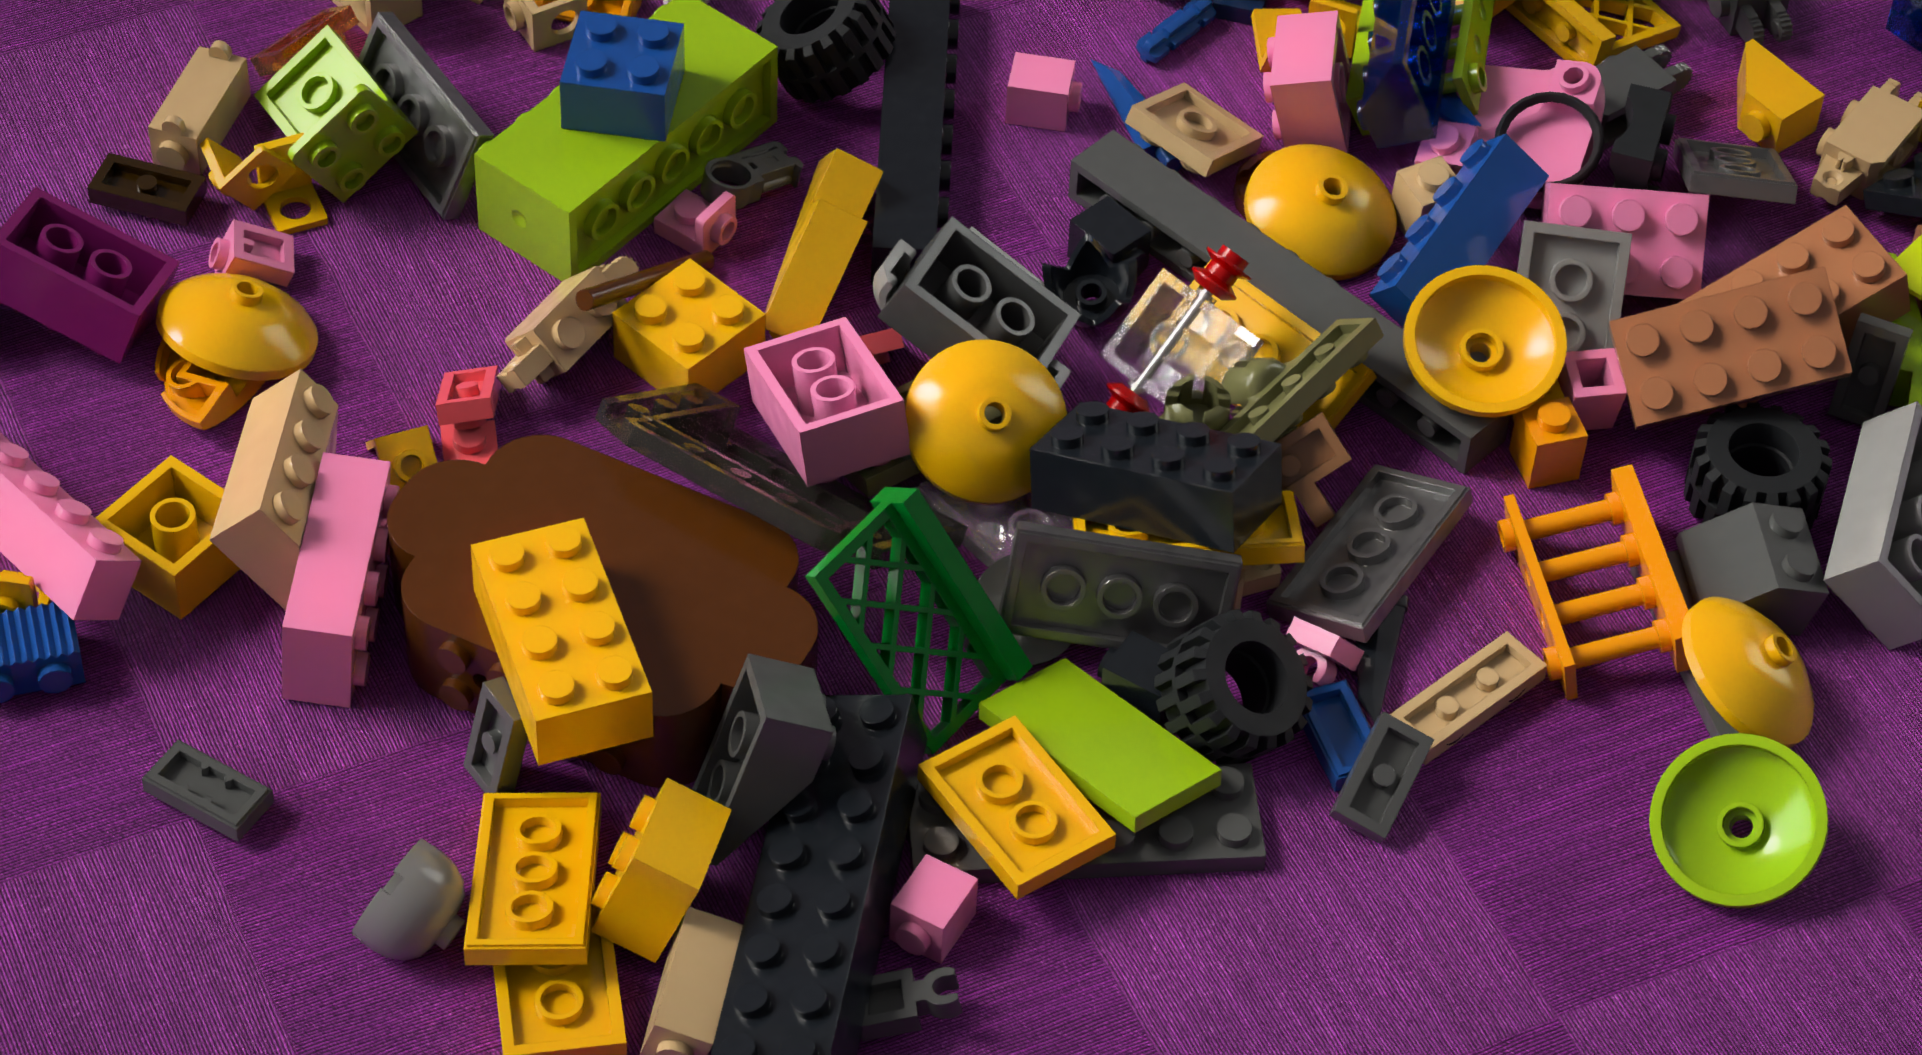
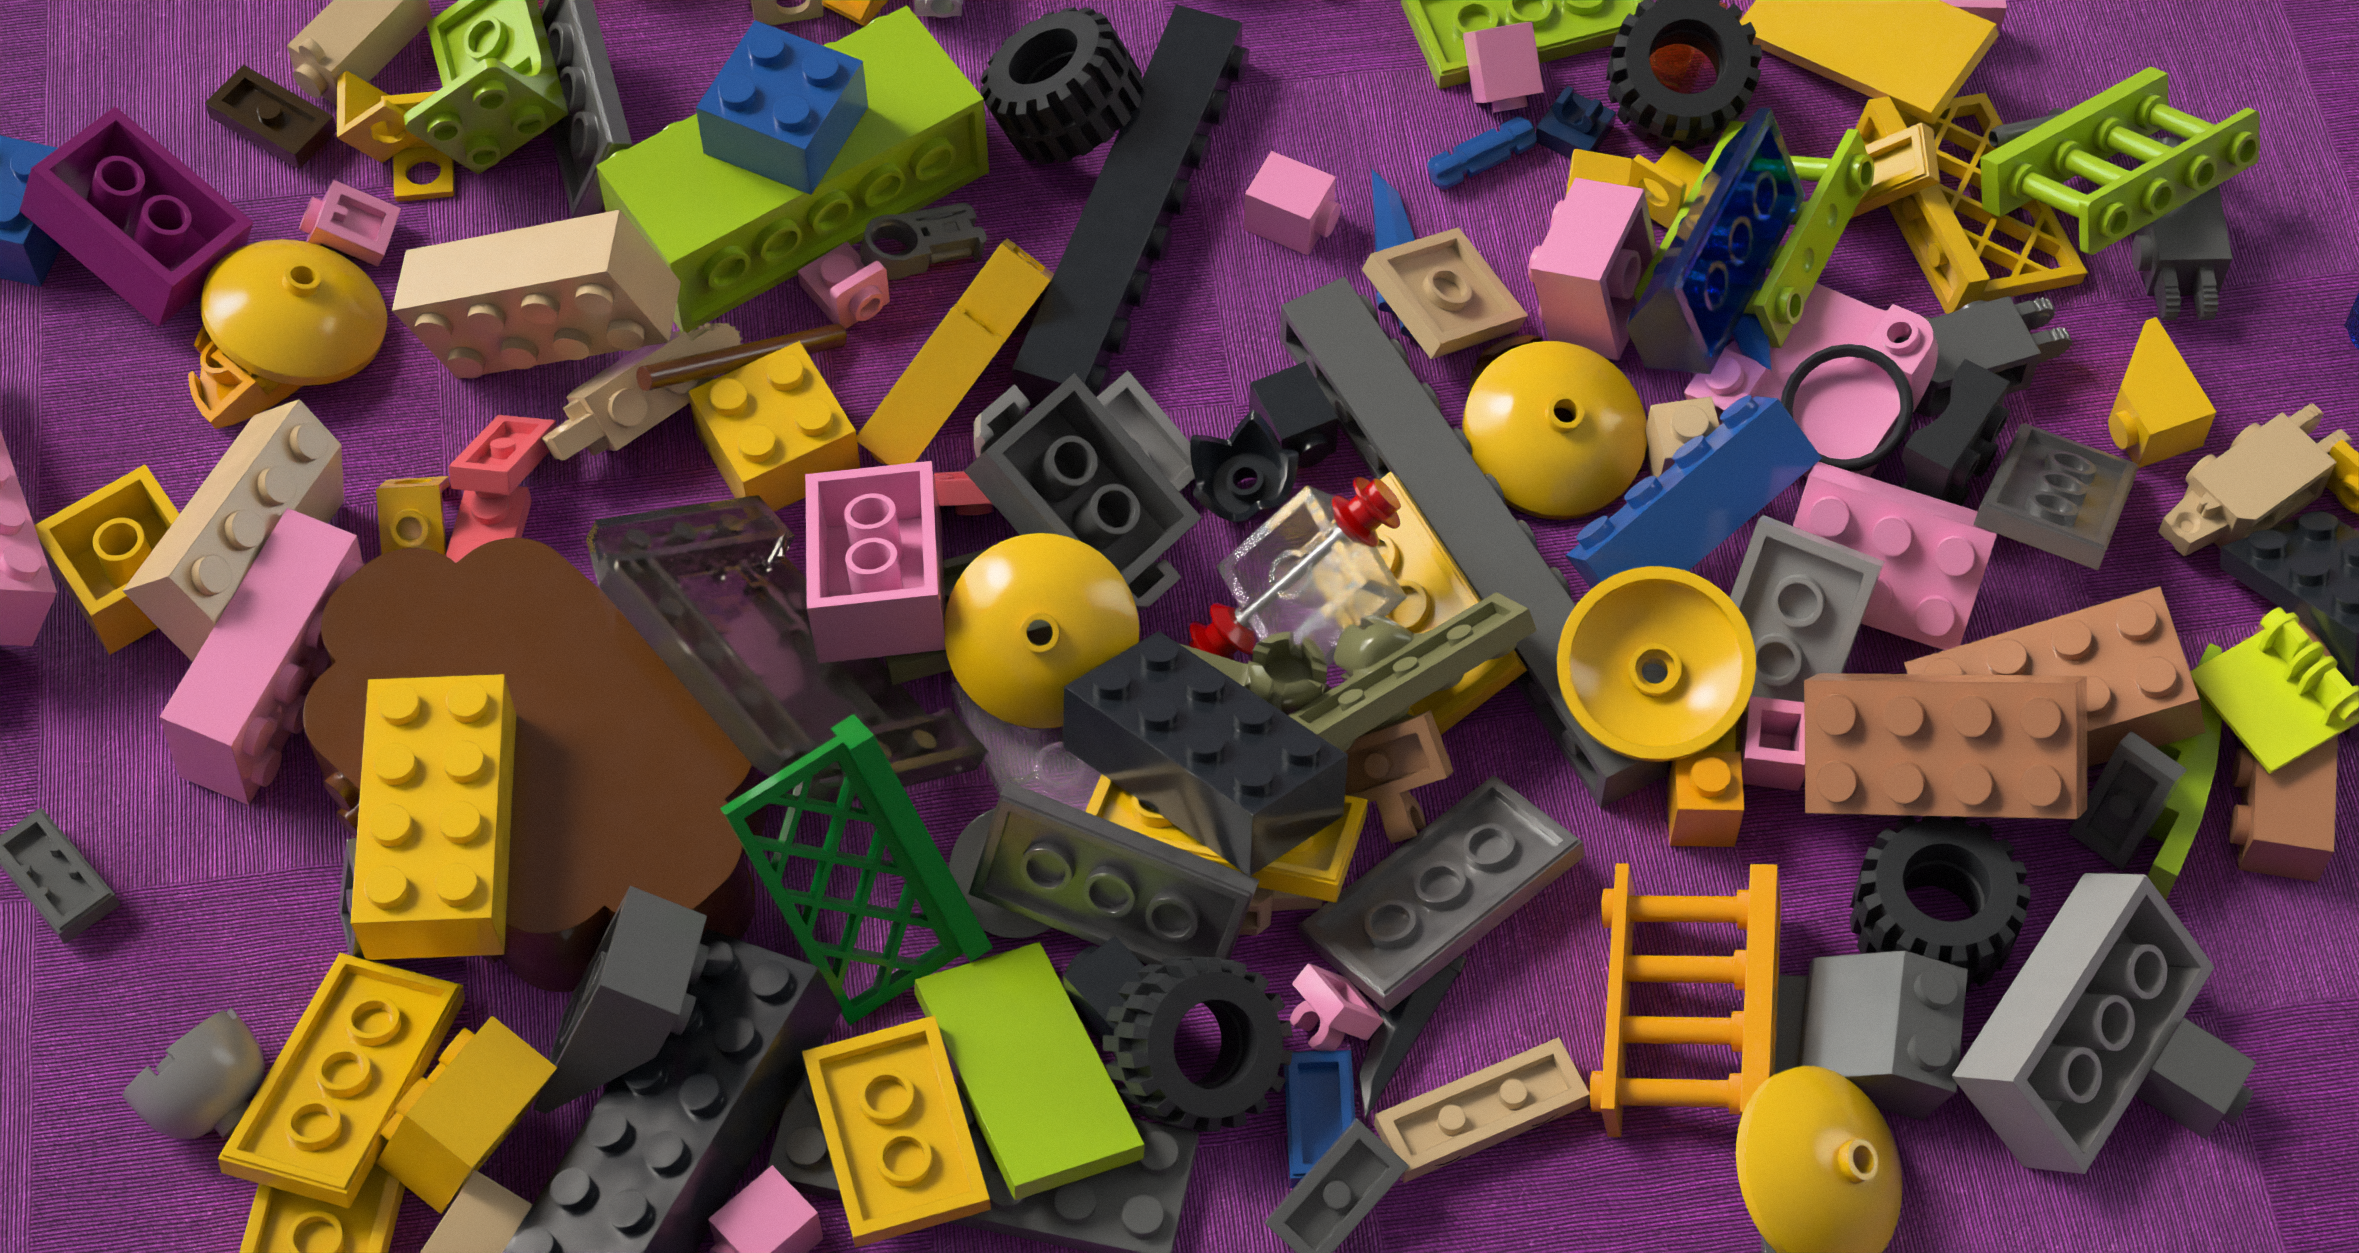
camera: 20 degrees right, 10 degrees up
(460, 261) = (537, 295): none -> tan brick

